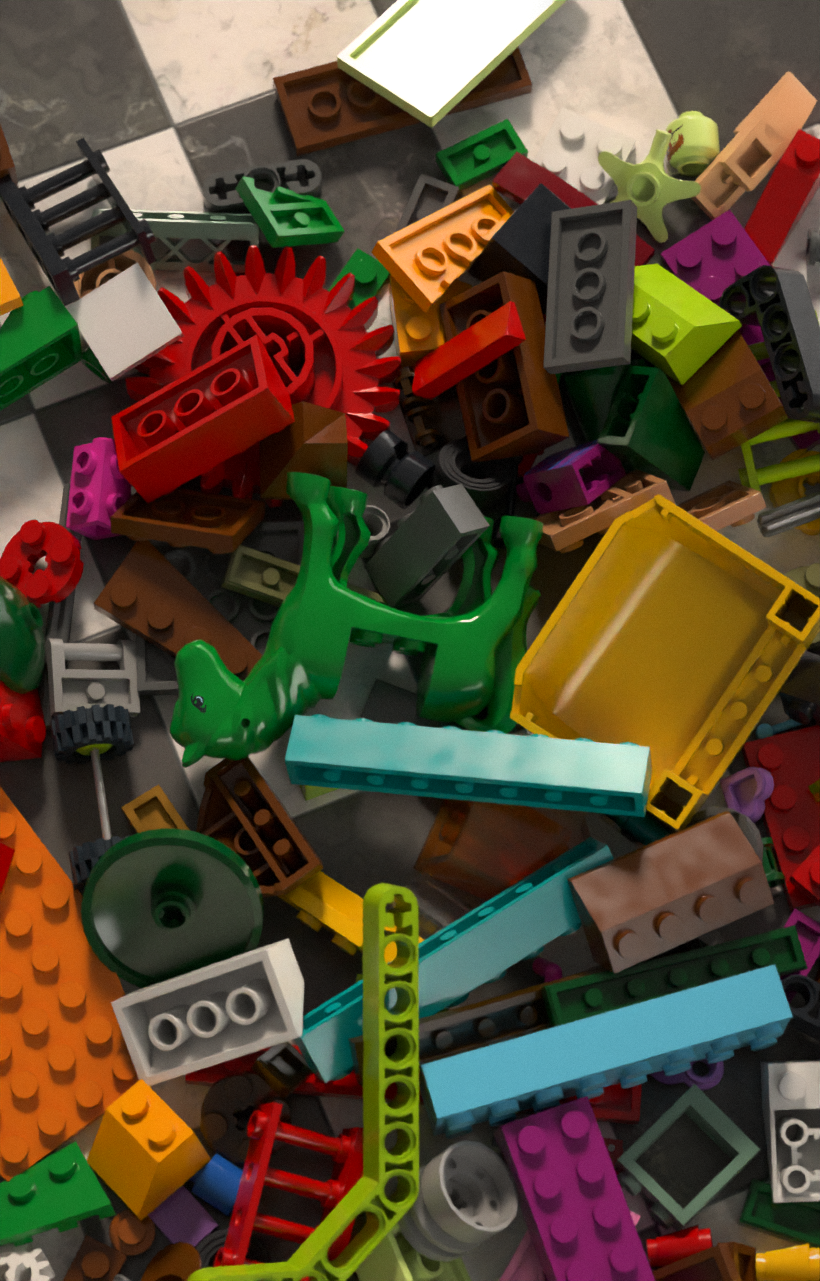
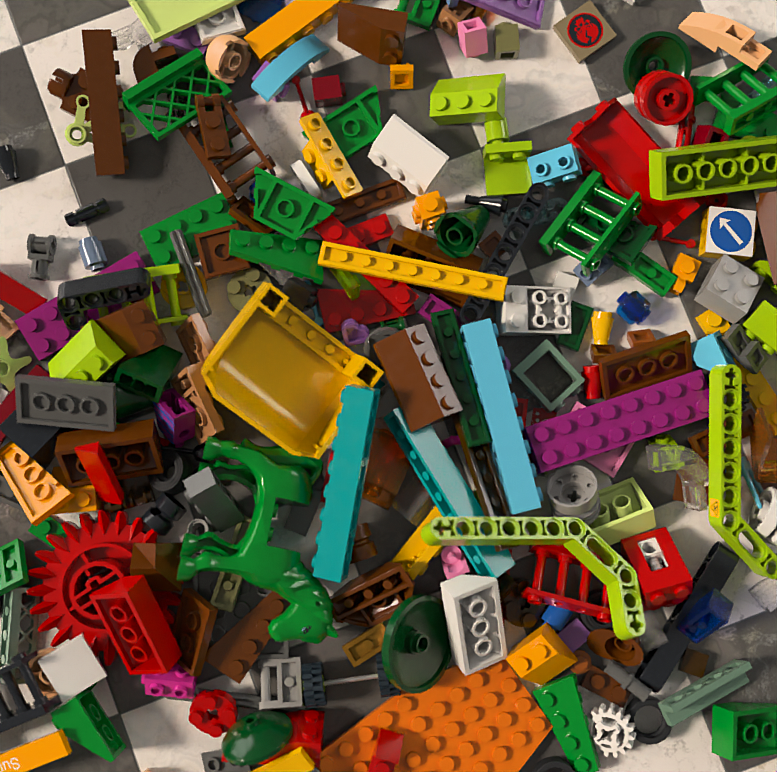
camera: 85 degrees left, 15 degrees up
(325, 977) = (453, 561): none -> bright pink hips
(348, 810) = (362, 547): none -> reddish brown wheel

